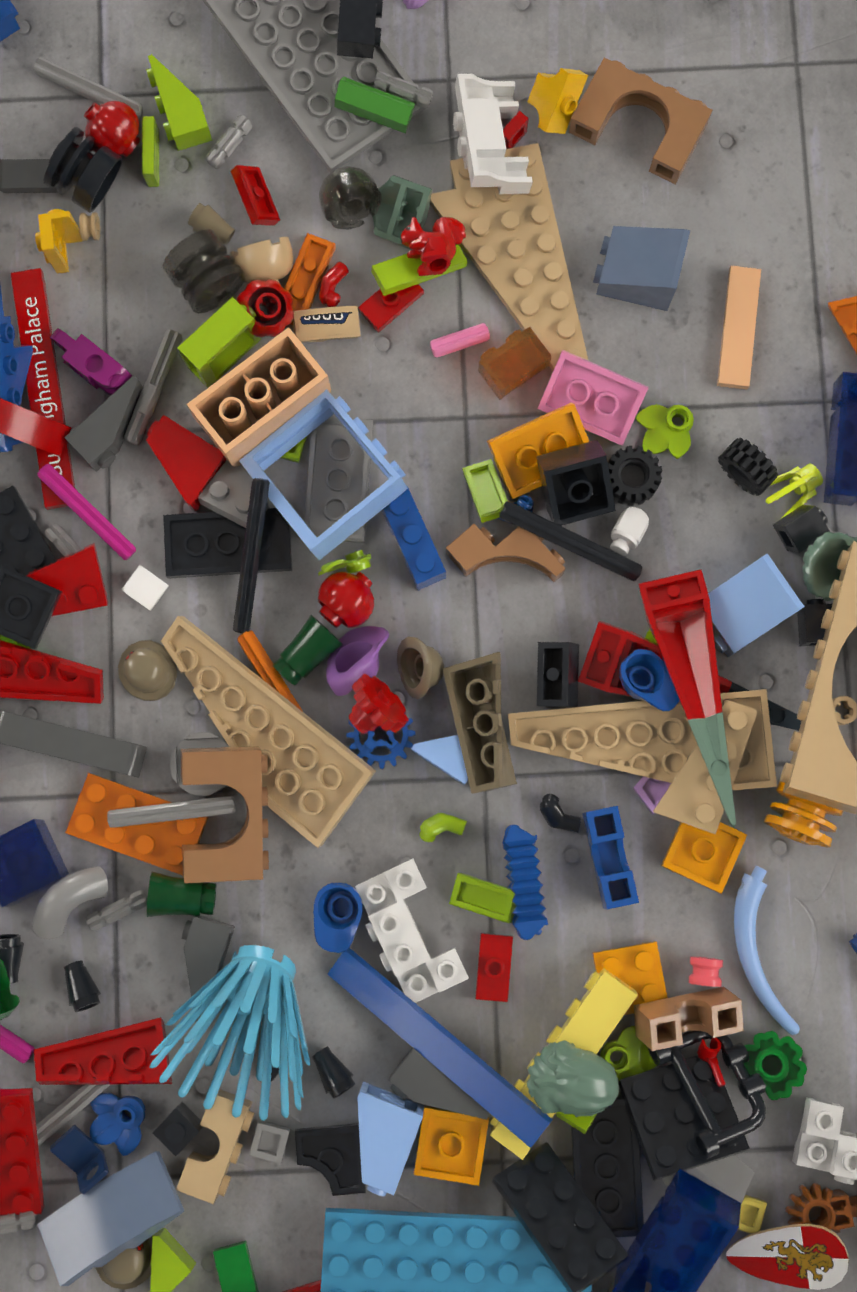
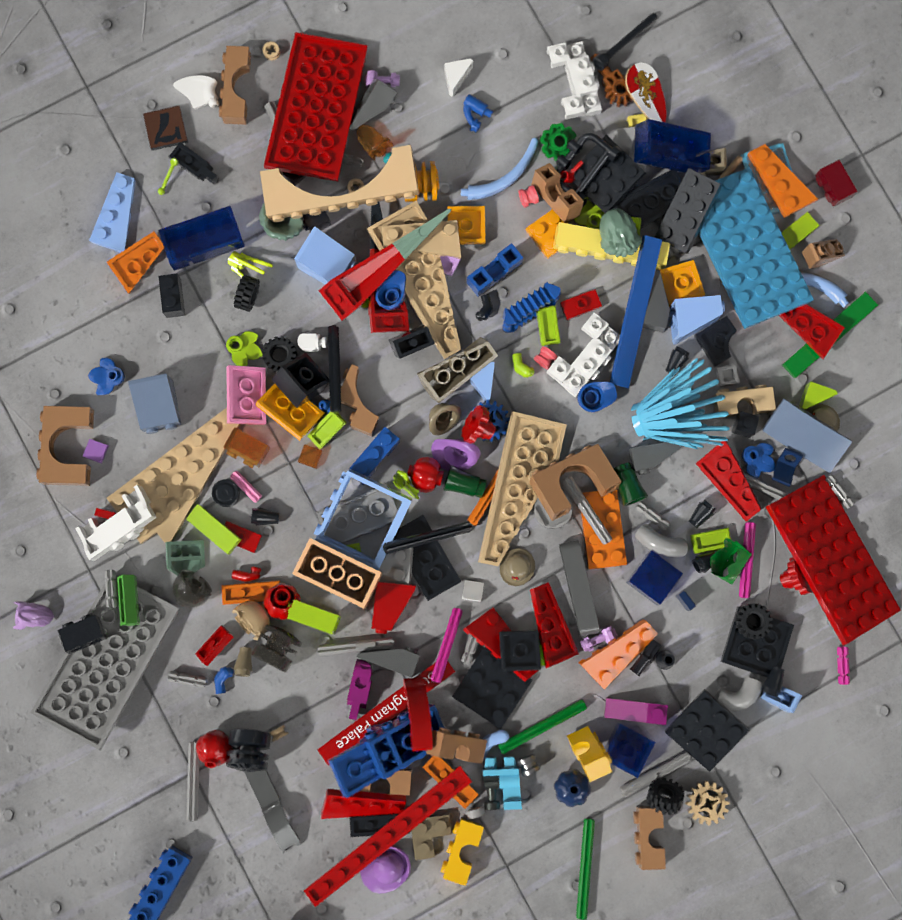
camera: 125 degrees left, 0 degrees up
(36, 980) = (709, 540): none -> lime tile
(56, 230) = (301, 747): yellow bracket -> none
(150, 151) = (216, 721): lime tile -> none
(183, 109) = (181, 715): lime slope -> none
(206, 185) = (221, 677): none -> blue arm
(326, 324) = (272, 565): tan slope -> none
(402, 344) = (264, 517): none -> black cone
(435, 247) = (198, 521): red animal -> none
(436, 868) = (545, 357): none -> coral wheel
(458, 450) = (310, 456): none -> clear orange tile
(463, 306) = (225, 493): none -> black wheel
(557, 98) = (76, 497): yellow brick -> none
(614, 159) = (95, 451): none -> medium lavender tile
(716, 220) = (104, 376): none -> blue plate
(739, 327) = (165, 336): light nougat tile -> none
(795, 360) = (171, 295): none -> black brick
(801, 527) = (266, 250): black brick -> none

